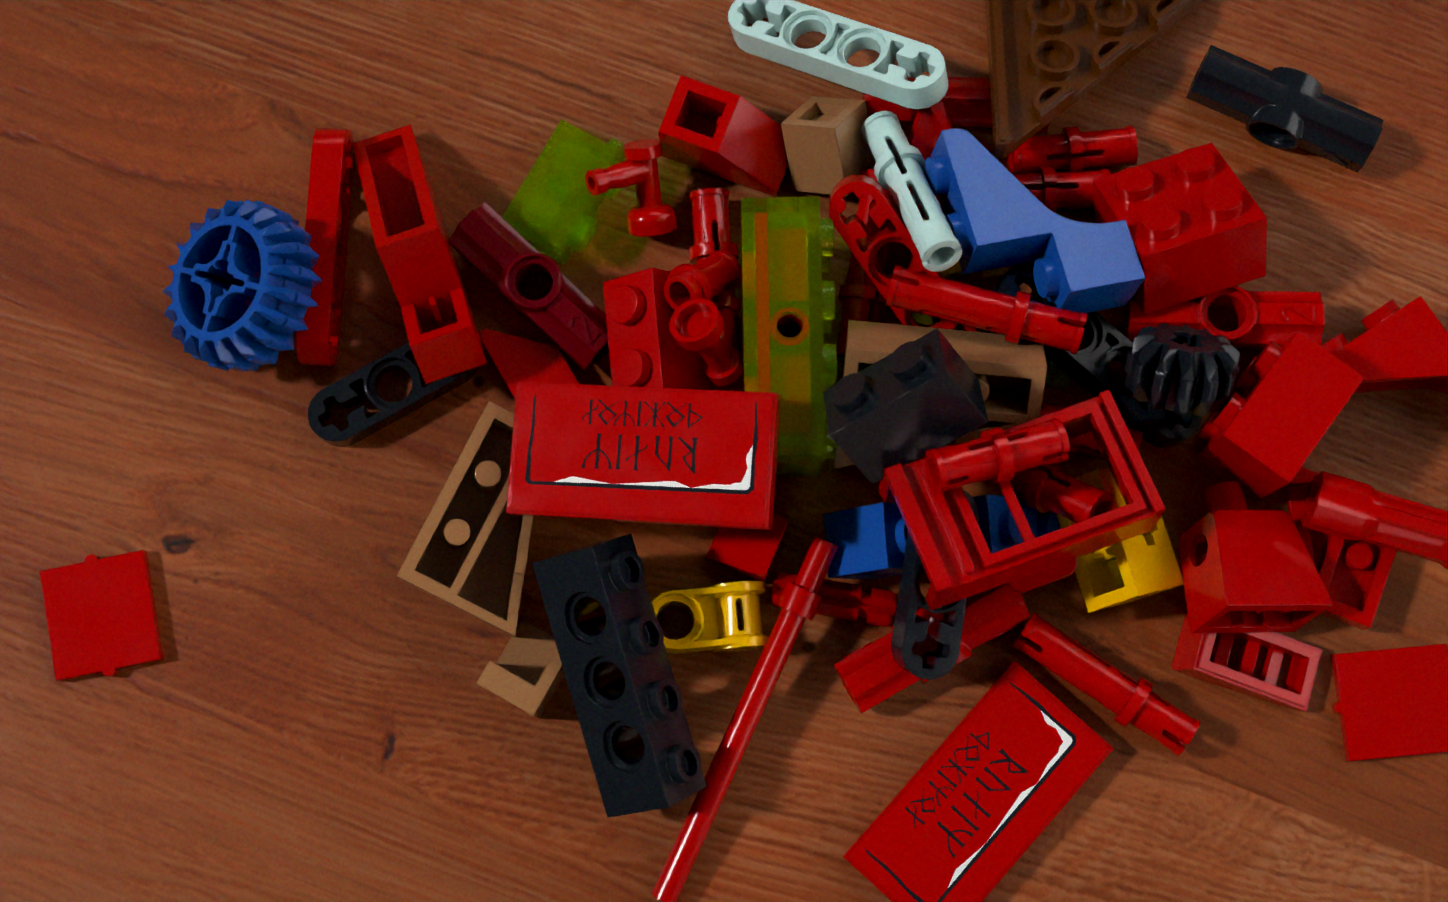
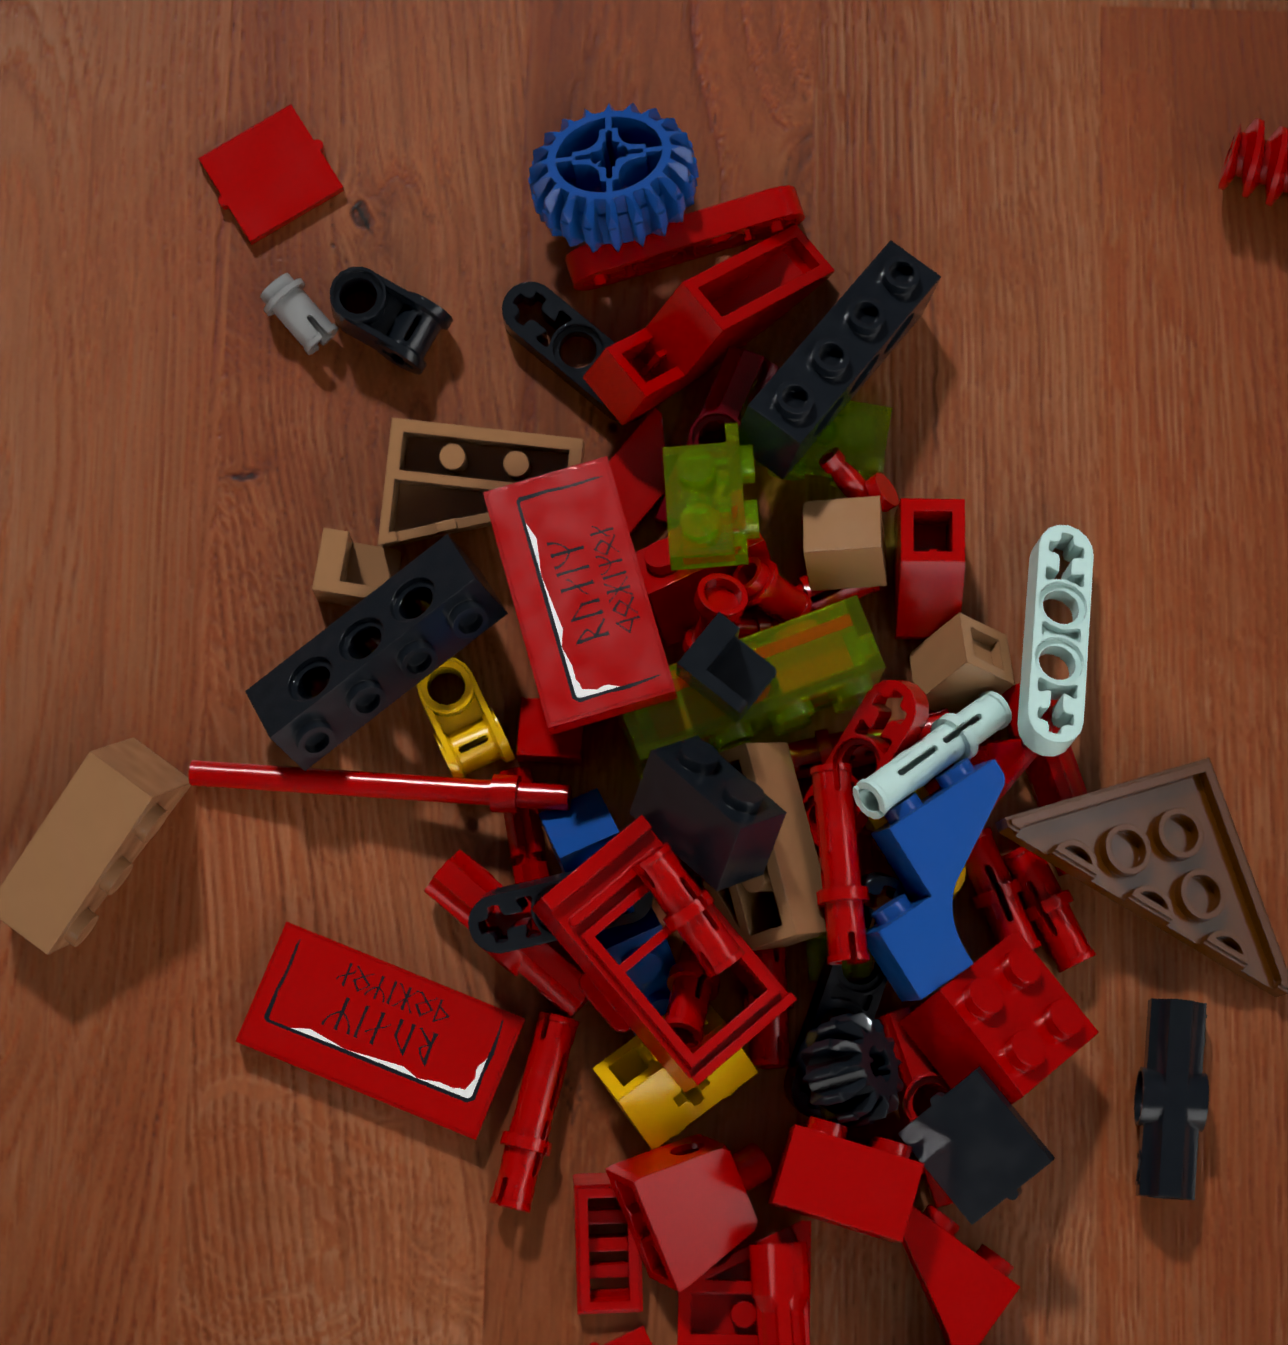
camera: 65 degrees right, 0 degrees up
(250, 636) = (298, 312): none -> light grey pin
(294, 548) = (391, 320): none -> black piece
(503, 144) = (836, 359): none -> black brick
(598, 302) = (707, 503): none -> clear neon green bracket
(679, 197) = (844, 543): none -> medium nougat panel
(771, 340) = (725, 668): none -> black panel
(1288, 282) = (976, 1145): none -> black piece

